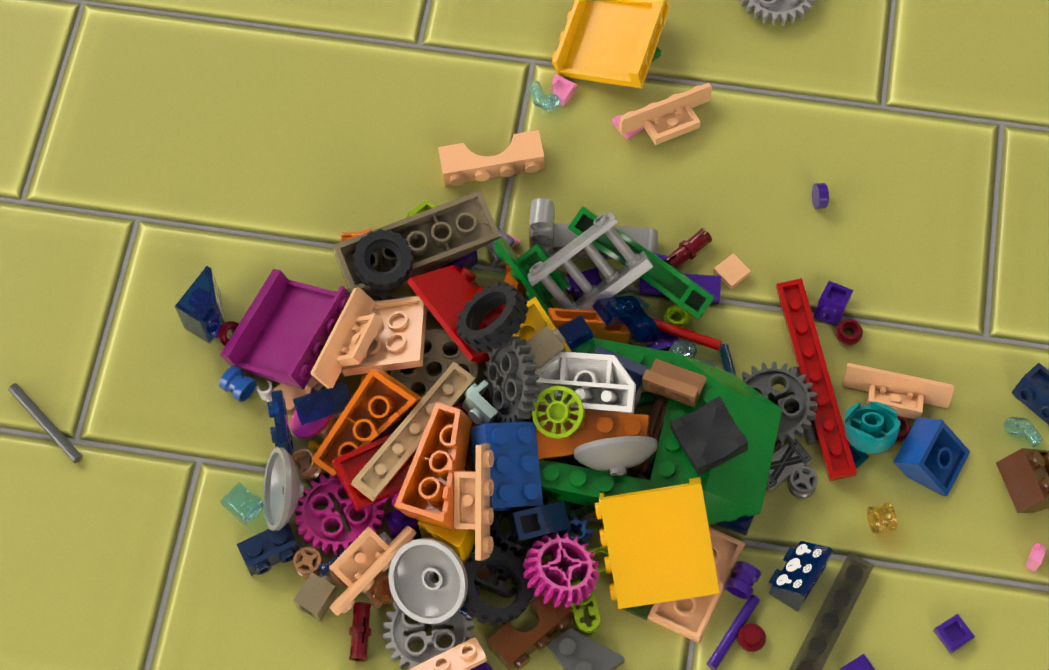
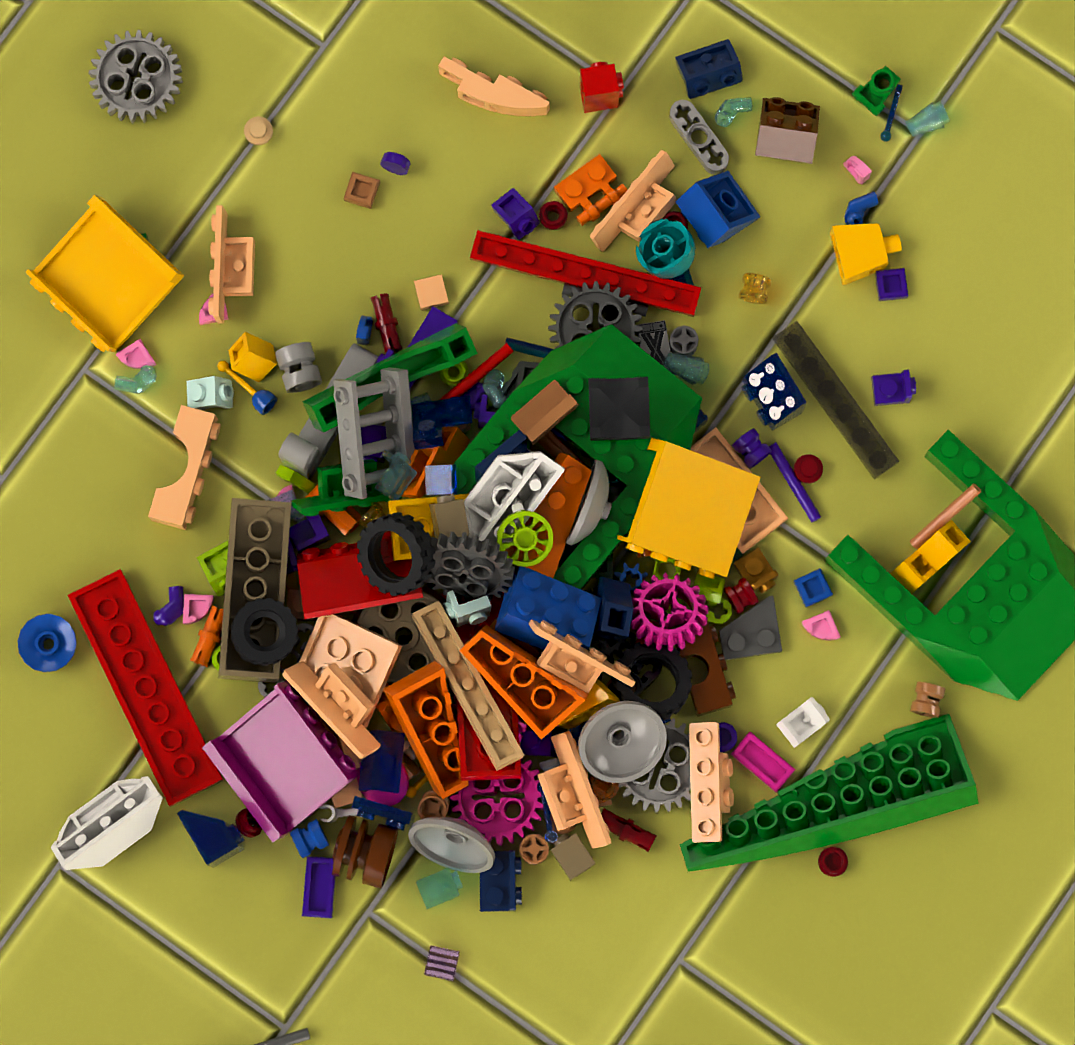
camera: 65 degrees left, 15 degrees up
(178, 231) = (108, 824): none -> white wedge
(180, 535) = (442, 963): none -> clear purple tile
(202, 412) = (319, 888): none -> dark purple tile
(242, 426) = (364, 851): none -> reddish brown wheel
(304, 119) = (39, 630): none -> blue dish
(304, 210) = (145, 687): none -> red plate
(375, 203) = (173, 609): none -> dark purple arm
(384, 217) = (196, 607): none -> bright pink tile
(487, 271) = (309, 533): none -> dark purple panel
(524, 243) = (295, 478): none -> lime tile
(560, 303) = (397, 477): none -> clear light blue bracket
(561, 151) = (210, 393): none -> light aqua bracket
(575, 189) = (262, 400): none -> hinge
(602, 602) = (710, 588): none -> lime tile
(605, 166) = (252, 357): none -> yellow panel
(609, 631) = (741, 595): none -> dark red wheel
(618, 198) = (296, 357): none -> light grey wheel
(638, 636) = (756, 571): none -> pearl gold bracket
(672, 235) = (364, 330): none -> blue tile
(782, 494) = (688, 368): none -> clear light blue cone
(784, 184) = (361, 190): none -> medium nougat tile
(787, 90) = (258, 130): none -> tan plate
(888, 344) = (587, 182): none -> orange plate
(921, 244) = (503, 96): none -> light nougat slope
(968, 591) = (861, 250): none -> yellow torso
(975, 312) = (600, 87): none -> red brick
(994, 408) = (680, 124): none -> light grey beam
(1002, 571) = (857, 207): none -> blue arm

